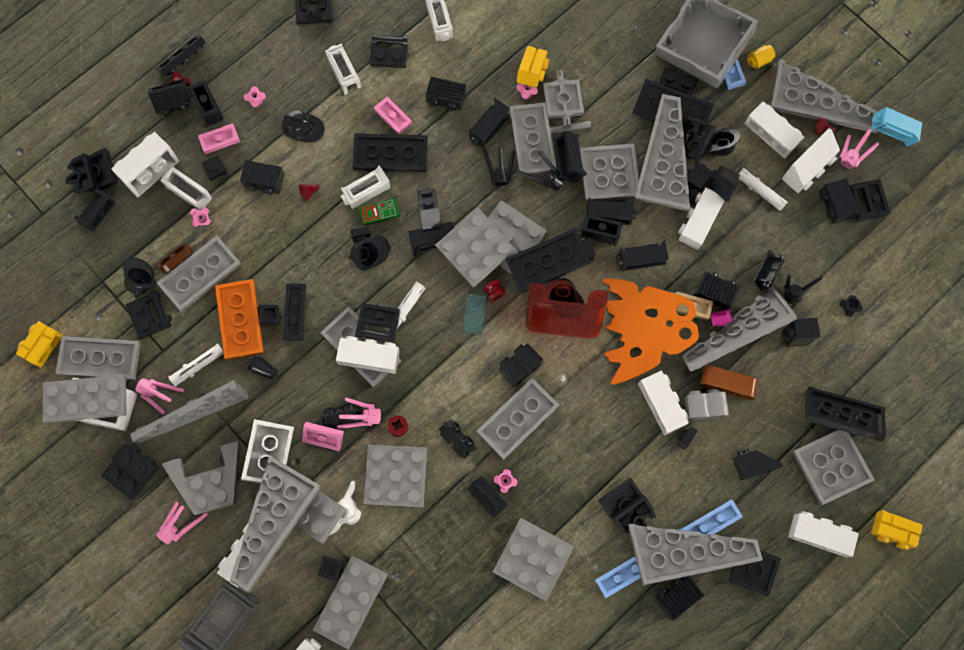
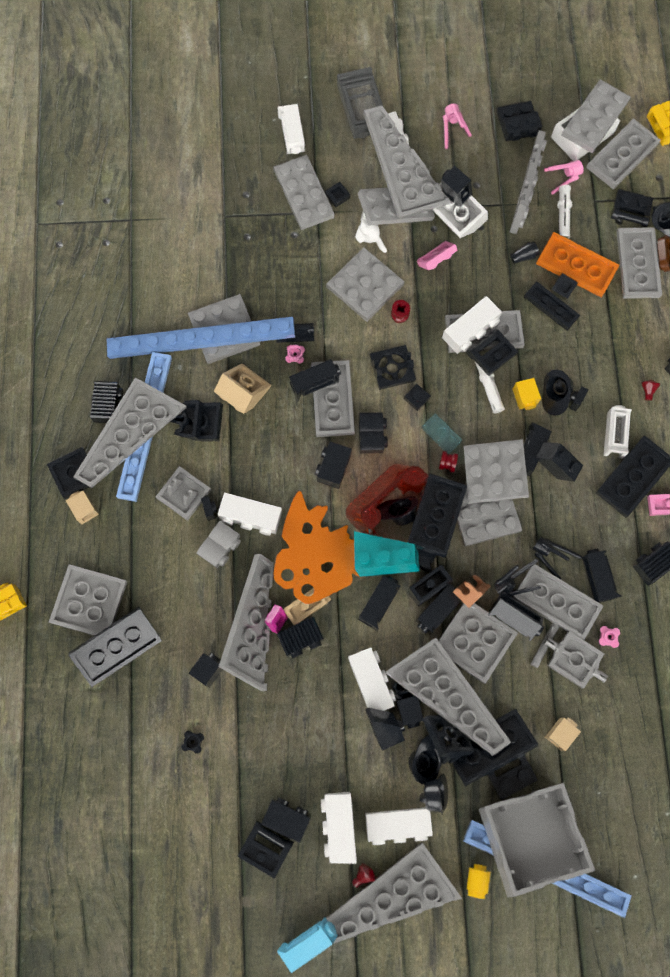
camera: 130 degrees right, 0 degrees up
(211, 488) = (466, 156): light grey wing -> none
(256, 456) = (456, 186): none -> black brick
(331, 415) = (446, 273): black hinge -> none
(369, 416) = (424, 297): bright pink plant -> none
(379, 211) = (588, 429): green tile -> none
(389, 274) = (526, 394): none -> yellow brick
(448, 375) = (401, 351): none -> black piece
(452, 431) = (362, 346): black hinge -> none
(460, 356) = (417, 397): none -> black plate
(518, 440) = (314, 378): none -> black window
(532, 67) = (627, 655): yellow brick -> none
(562, 568) = (201, 337): none -> medium blue plate
(571, 372) = (334, 464): none -> black brick
(571, 496) = (241, 388): none -> tan slope
(581, 196) = (468, 593): none -> nougat hinge
(612, 275) = (383, 555): none -> teal wedge
(621, 71) = (563, 733): none -> tan brick
(692, 468) = (183, 493): none -> light grey plate
(729, 382) = (220, 579): dark orange beam -> none
(738, 118) = (435, 794): none -> black piece
(754, 464) = (143, 541): black slope -> none
(764, 191) = (356, 760): white pin -> none
(765, 276) = (284, 704): black hinge -> none
(773, 537) = (81, 507): none -> tan brick
(794, 292) = (243, 702): black plant -> none
(823, 534) = (49, 545): white brick -> none
(851, 158) = (315, 872): bright pink plant -> none

